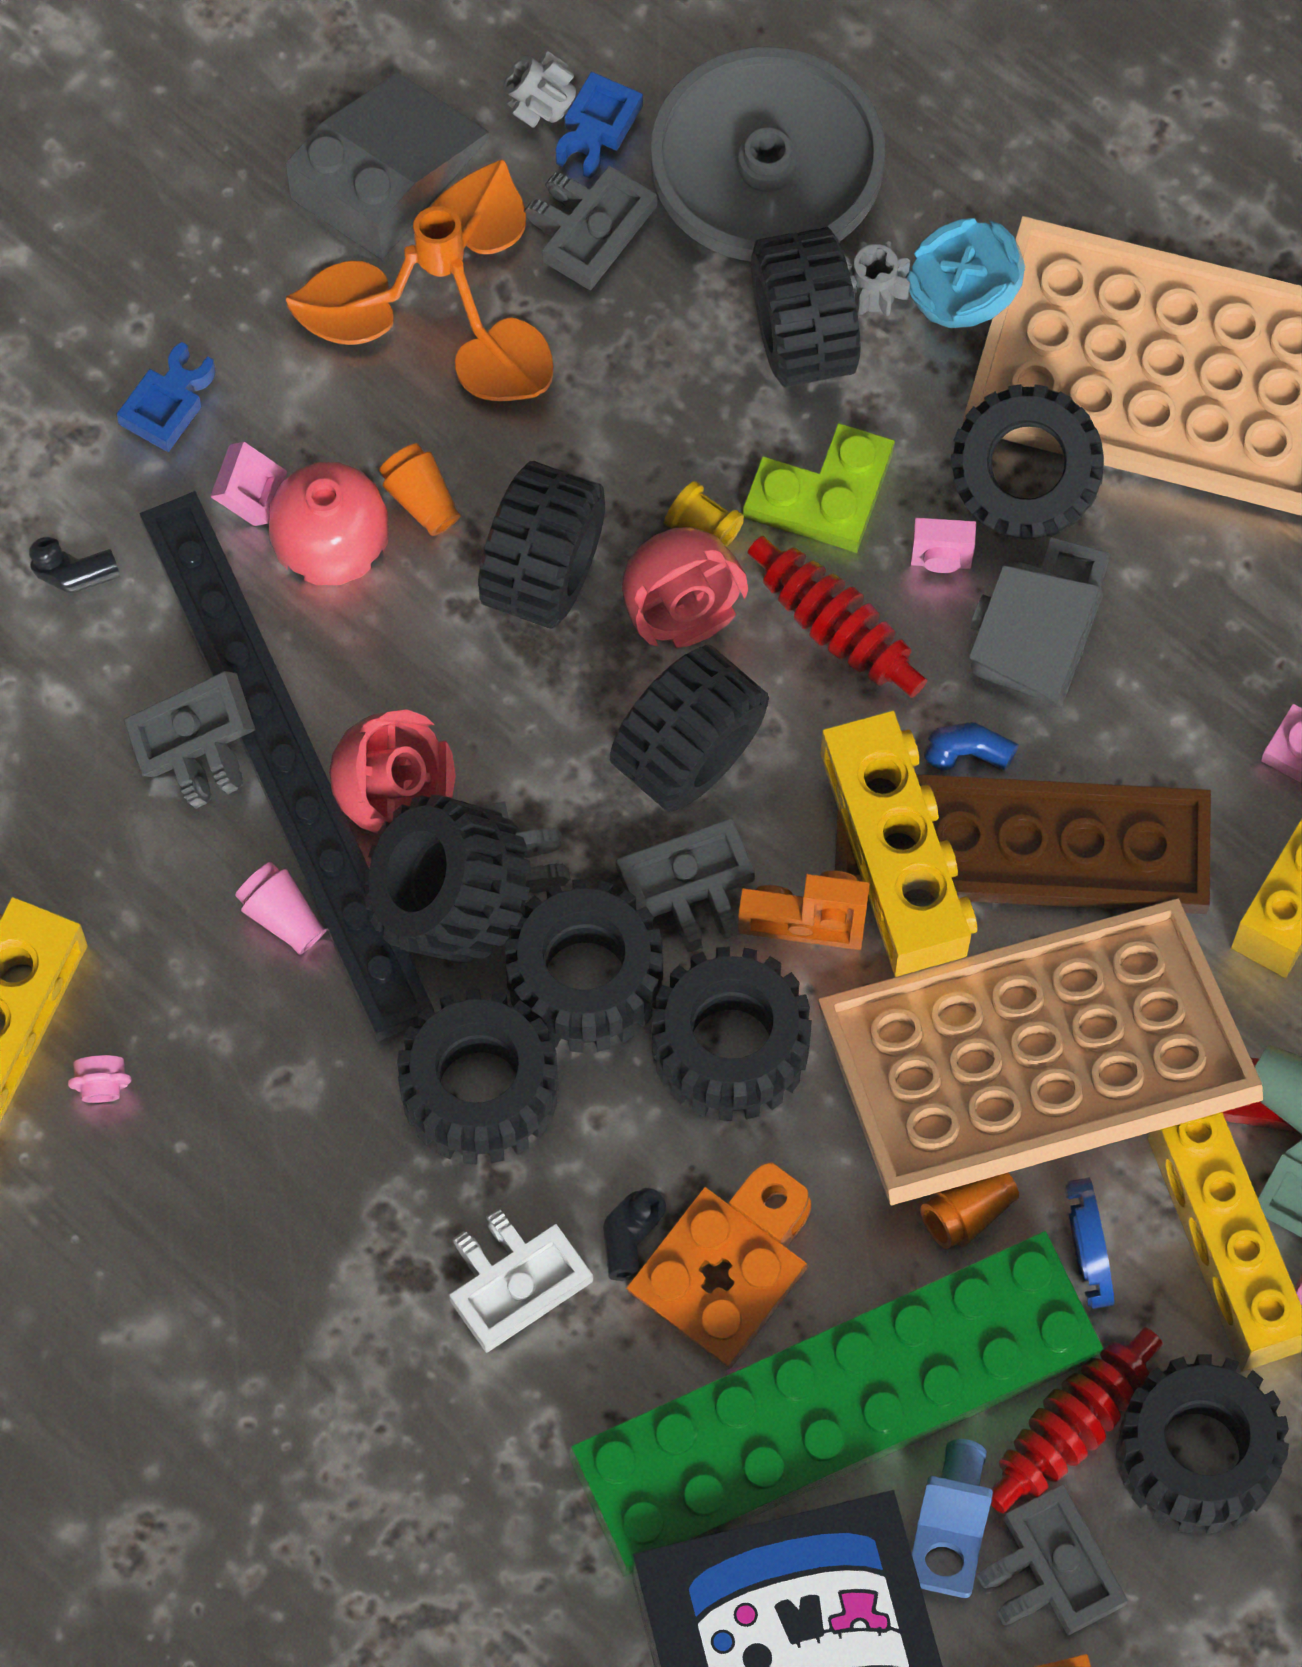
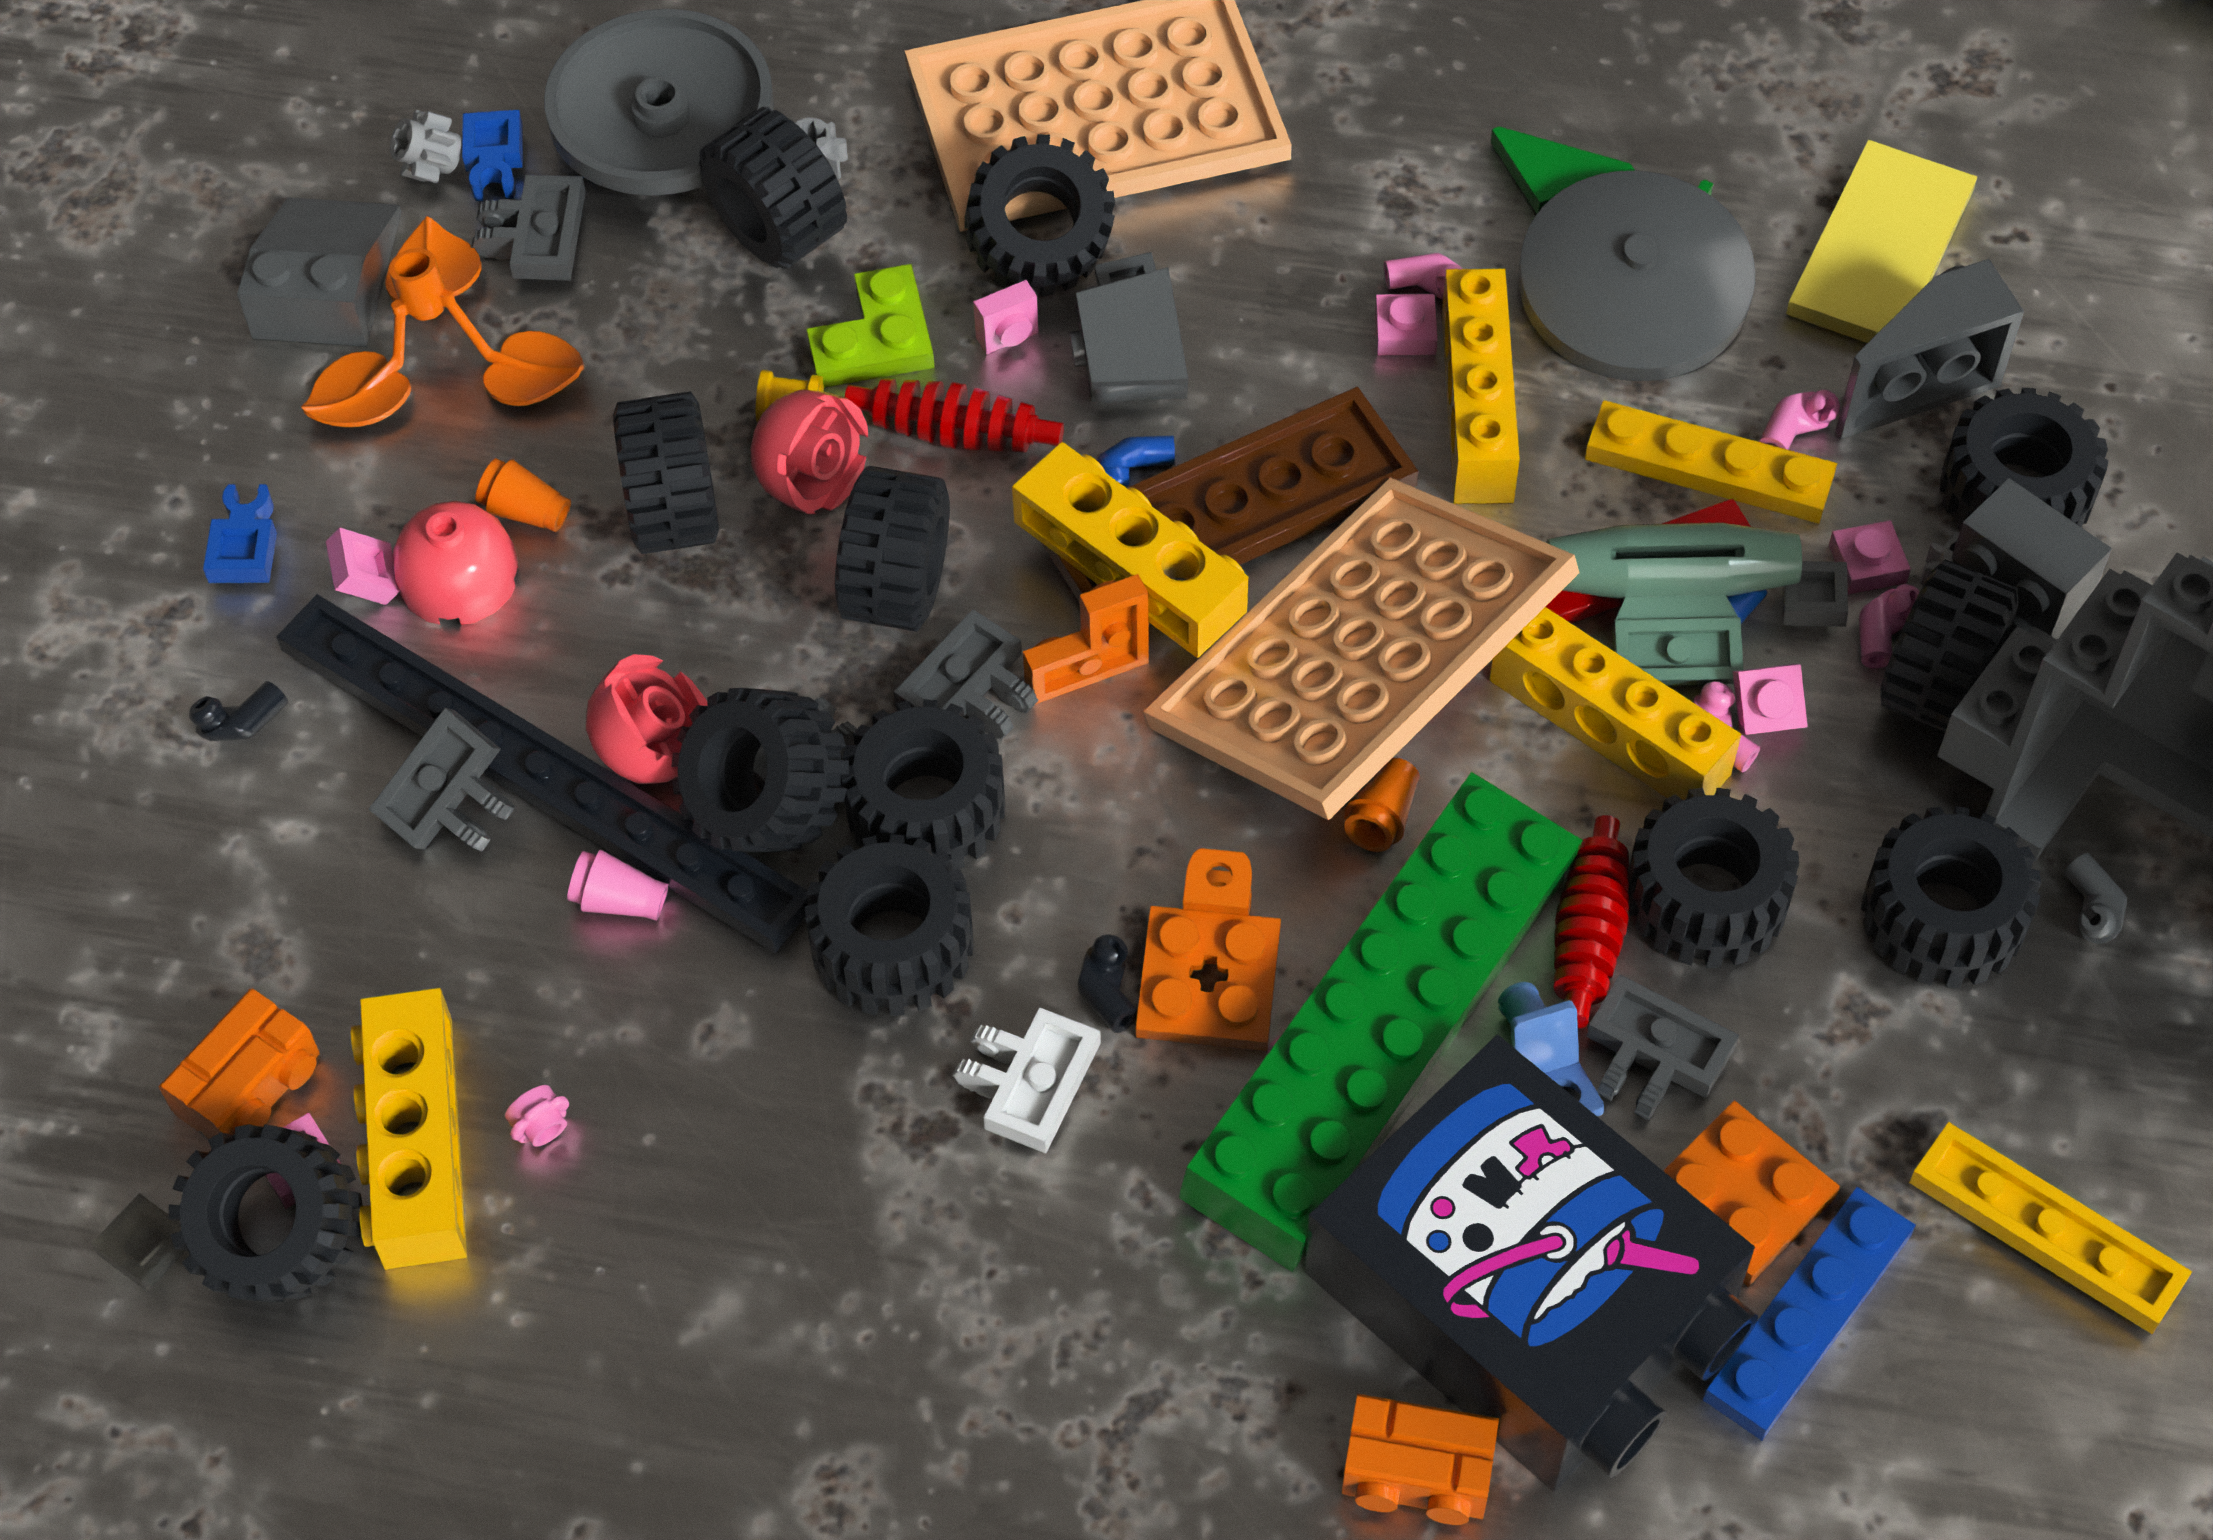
camera: 30 degrees left, 10 degrees down
(731, 985) = (1081, 731): black tyre -> none
(966, 273) = (886, 113): medium azure tile -> none
(1090, 1243) = (1511, 763): blue tile -> none

